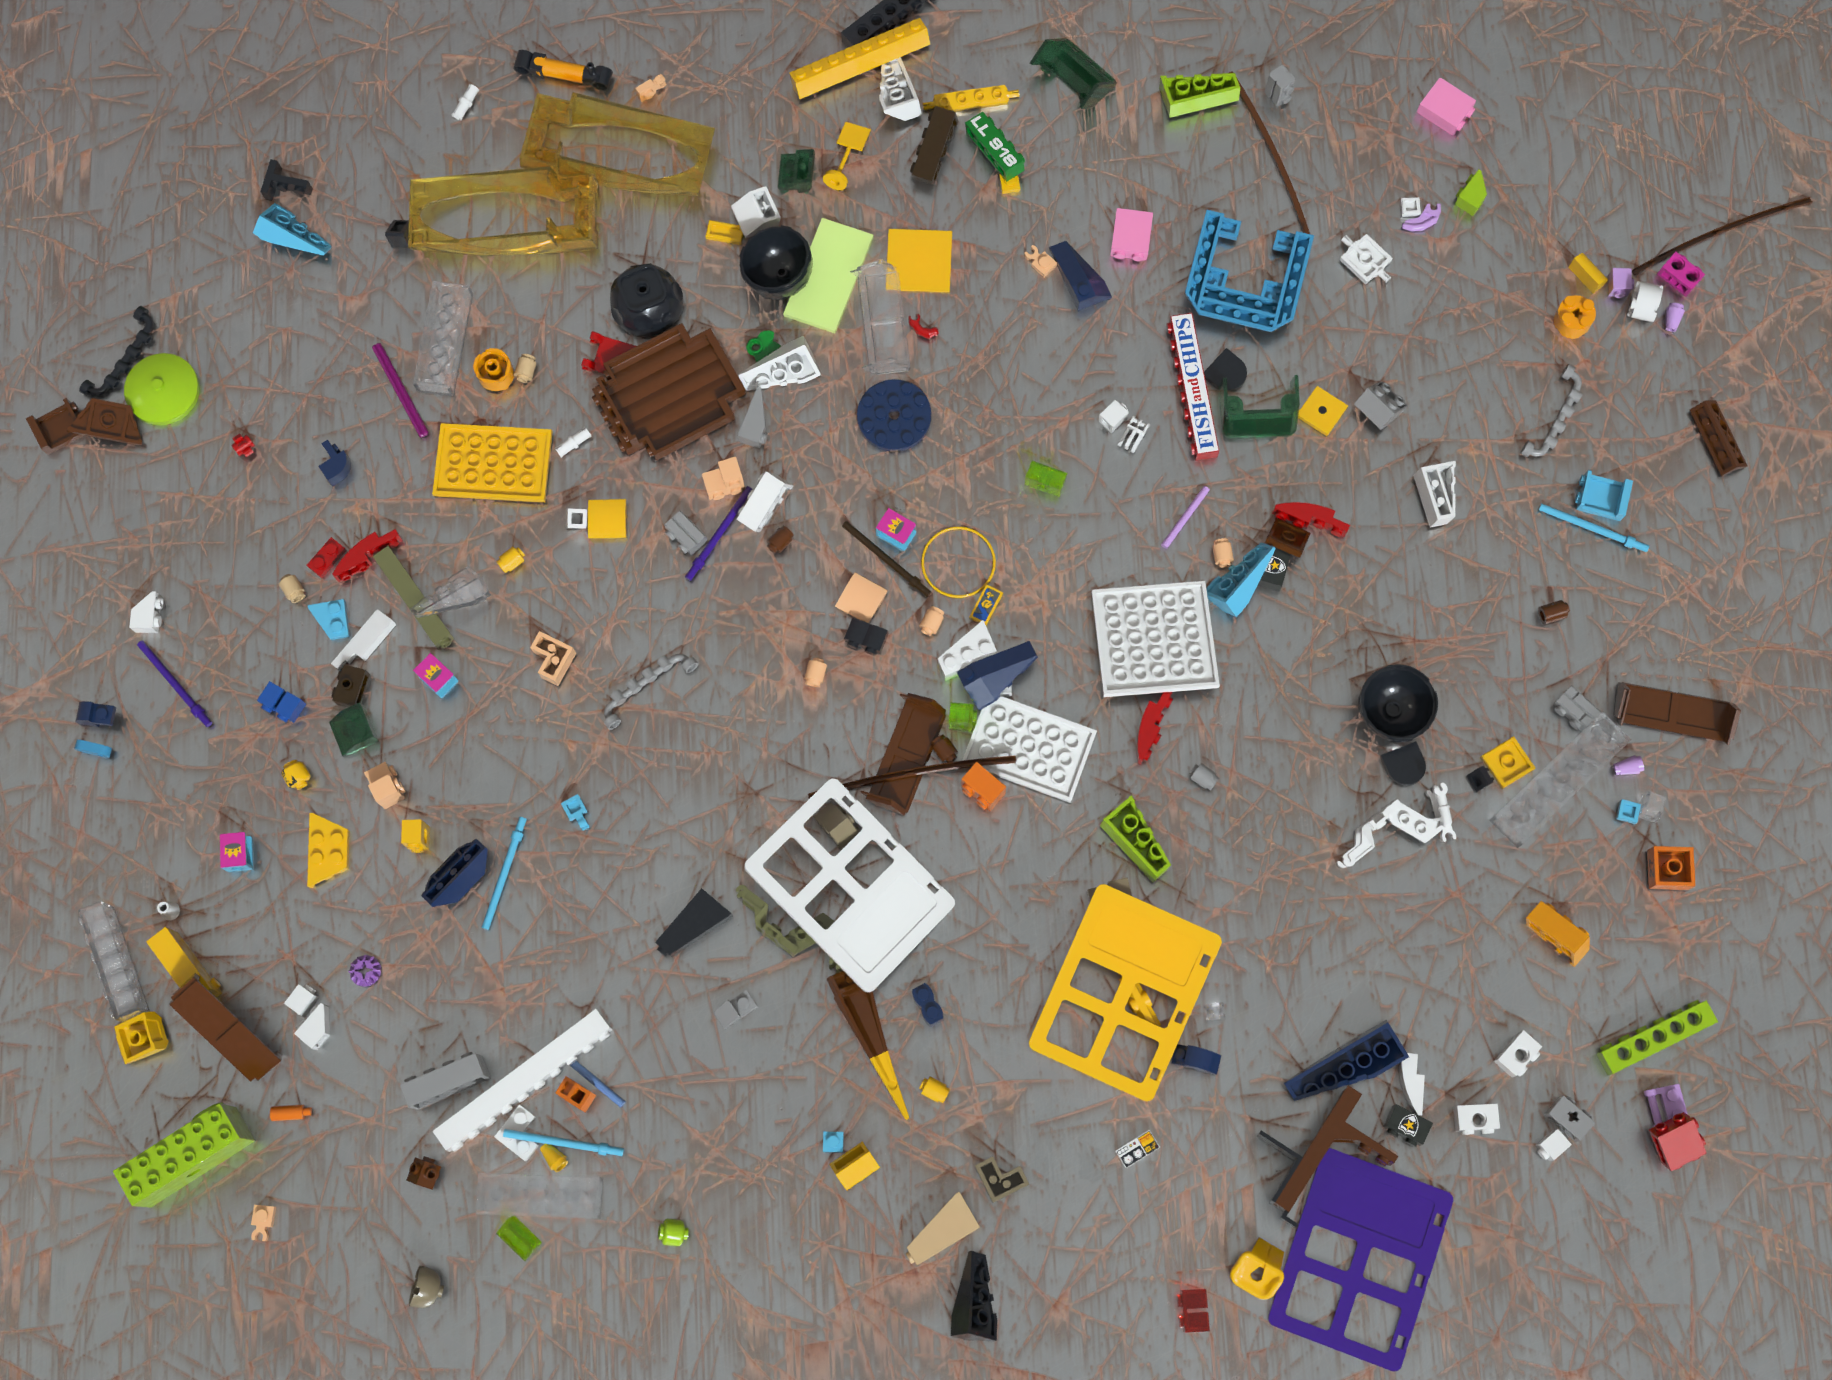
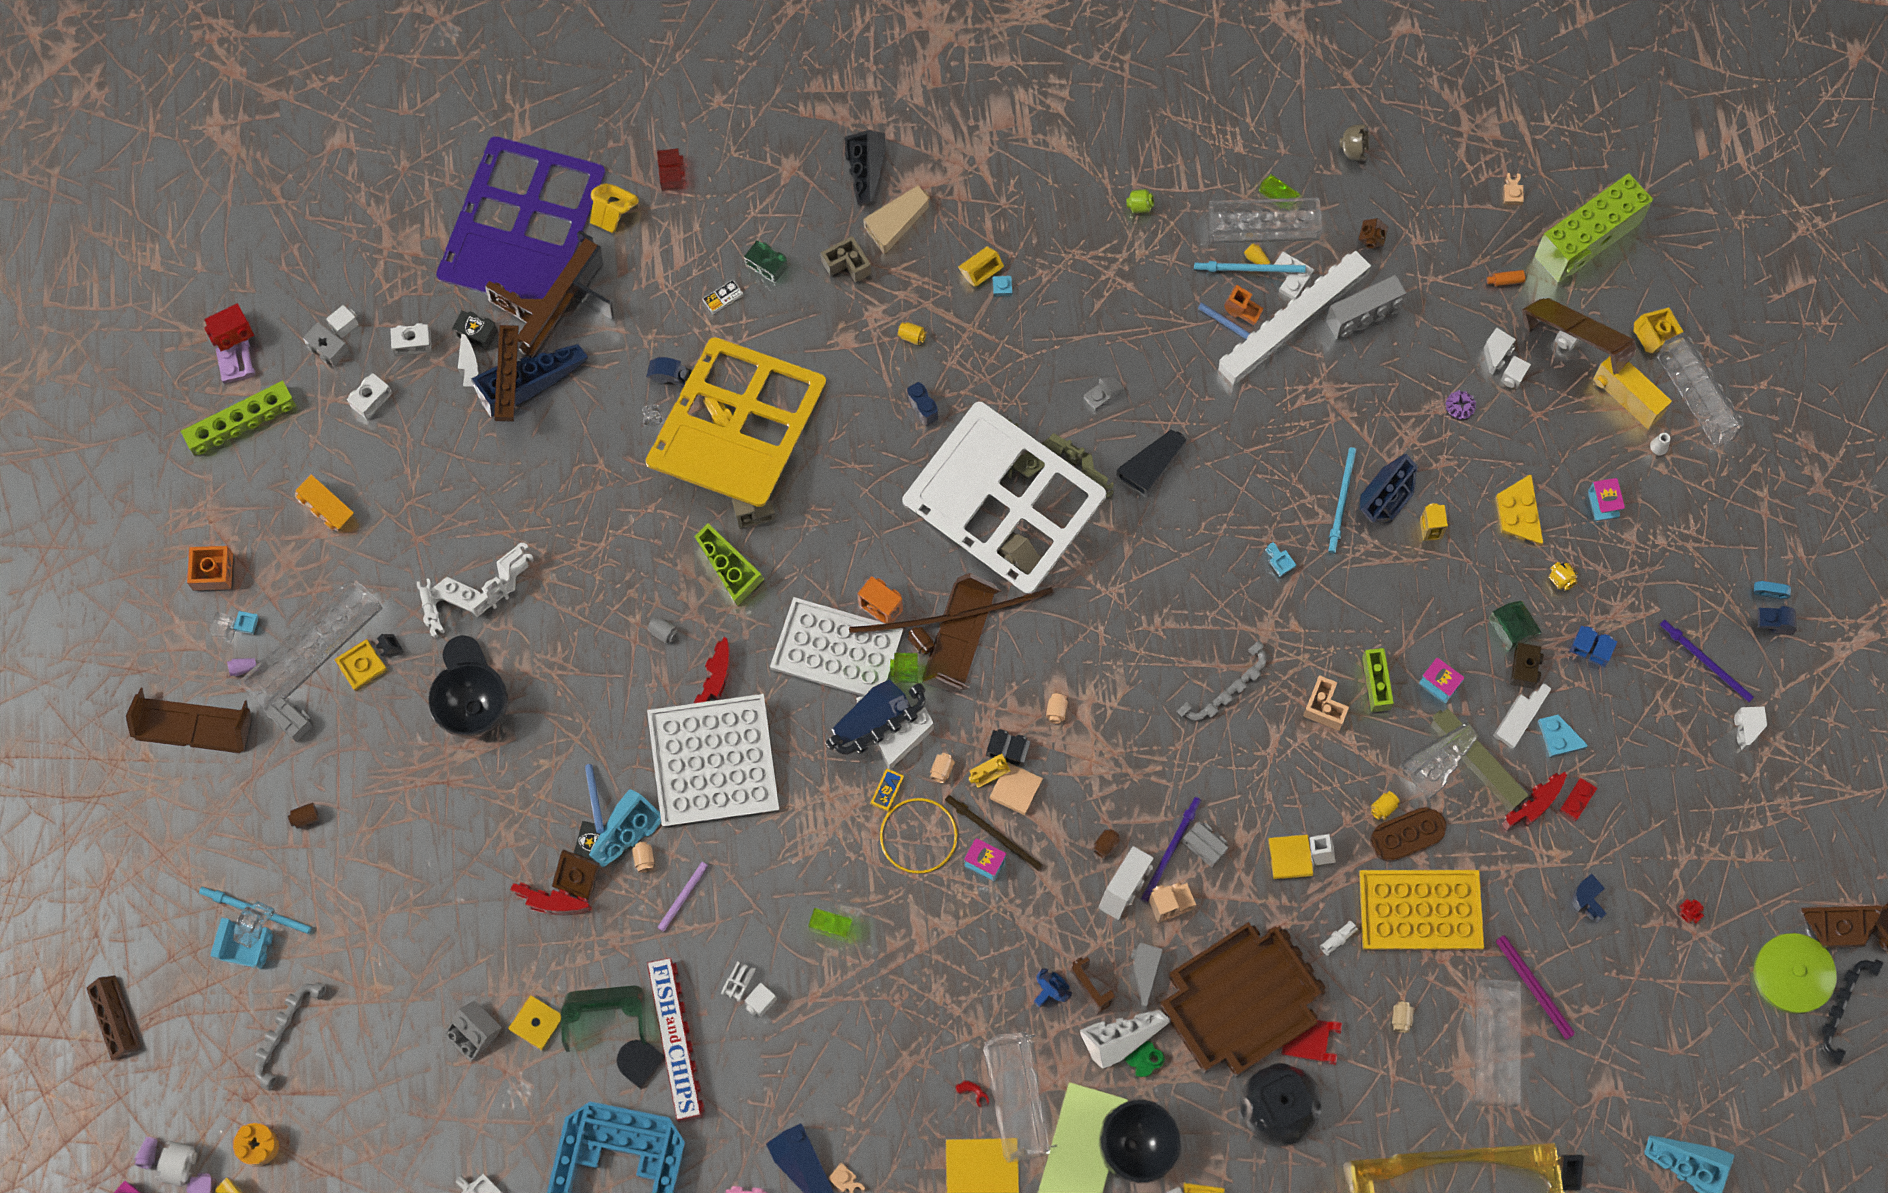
camera: 175 degrees right, 5 degrees down
(292, 588) = (1606, 762): tan brick -> none
(384, 785) = (1471, 569): light nougat brick -> none
(492, 534) = (1408, 834): none -> reddish brown tile
(494, 369) = (1445, 1003): light orange brick -> none
(498, 678) = (1377, 680): none -> lime brick
(797, 392) = (1097, 1002): none -> reddish brown panel
(842, 409) = (1053, 986): none -> blue tile
(862, 1016) = (977, 380): reddish brown plate -> none
(886, 614) = (989, 771): none -> yellow hinge
(897, 433) = (992, 970): dark blue plate -> none
(992, 645) = (876, 734): none -> black bar
(1101, 1189) = (771, 270): none -> clear green brick
(1270, 608) = (594, 798): none -> medium blue bar
(1371, 1058) = (506, 373): none -> reddish brown plate
(1436, 492) = (417, 933): white wedge -> none
(1595, 508) = (250, 923): none -> clear brick

